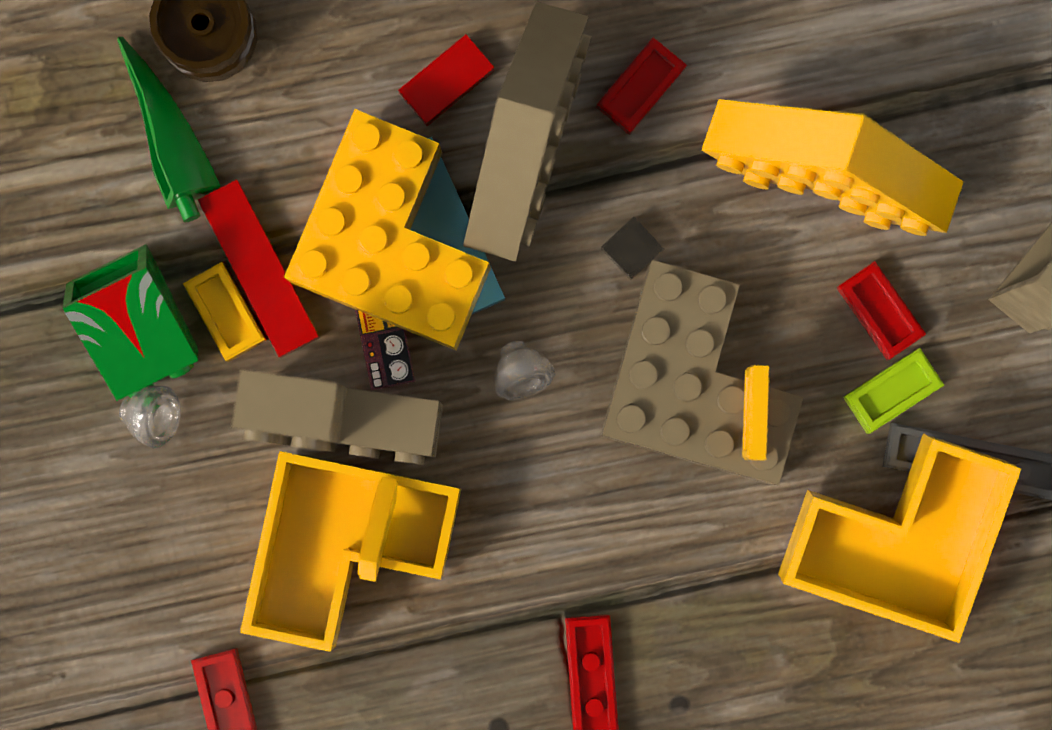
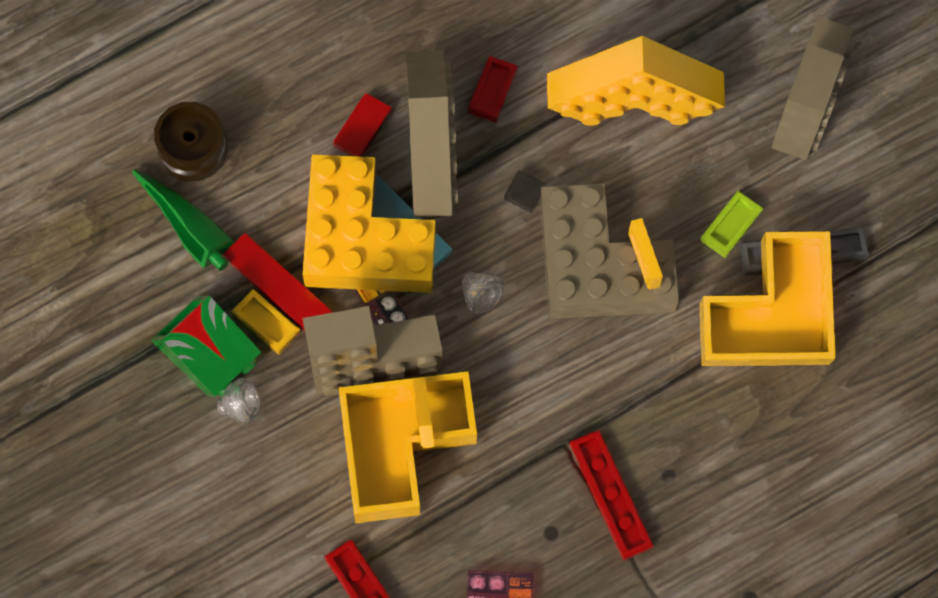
camera: 20 degrees left, 15 degrees down
(881, 311) = (703, 176): red tile -> none

